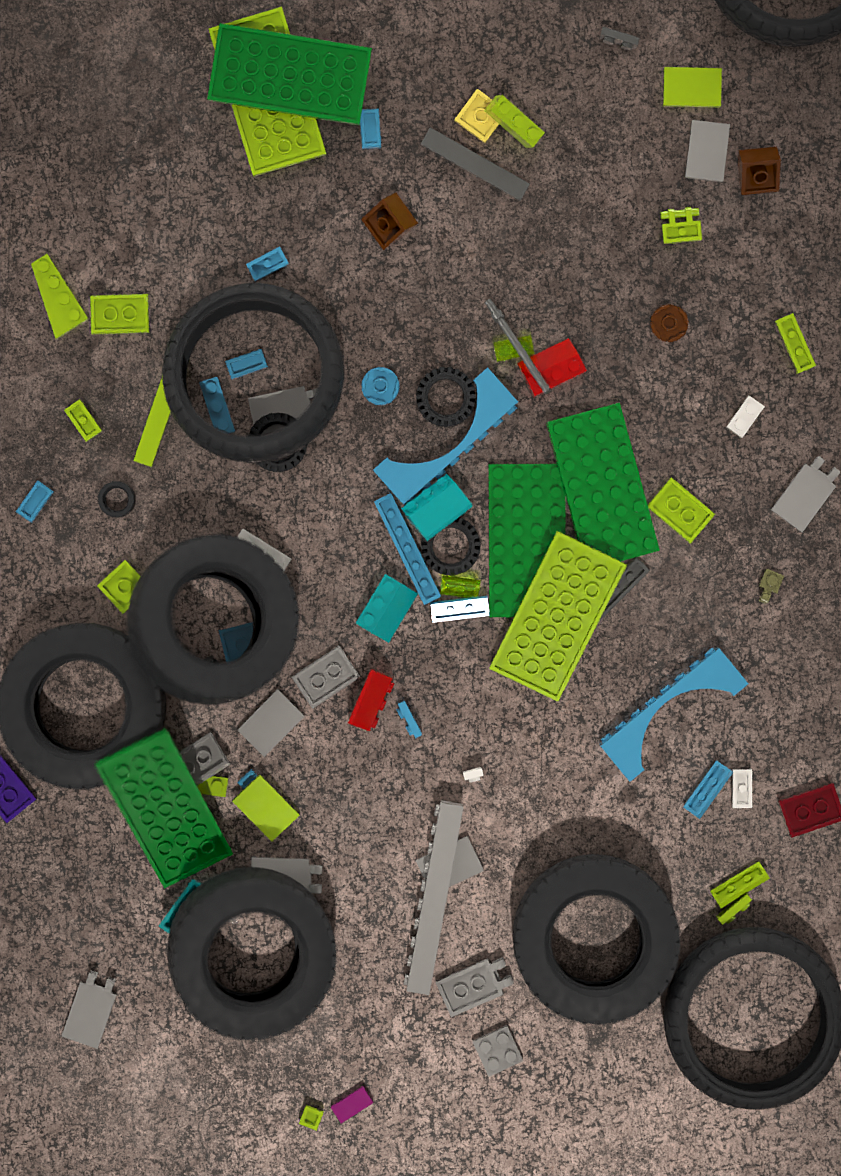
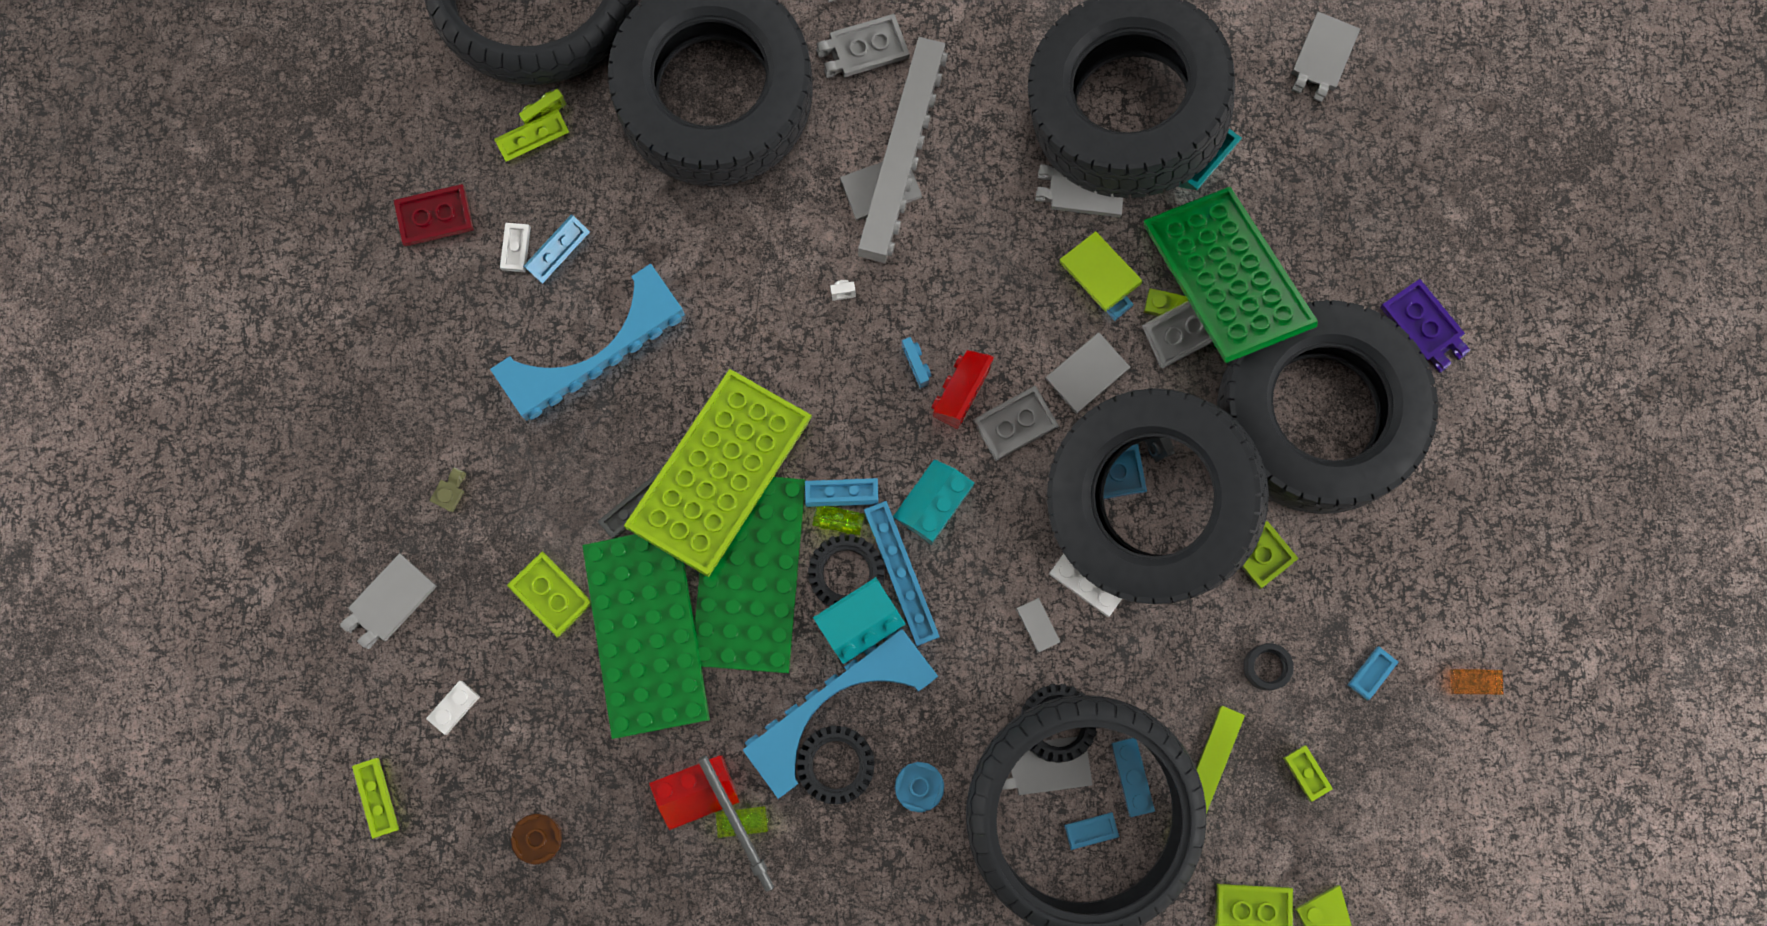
camera: 175 degrees left, 10 degrees down
(297, 517) = (1038, 625): none -> light grey tile

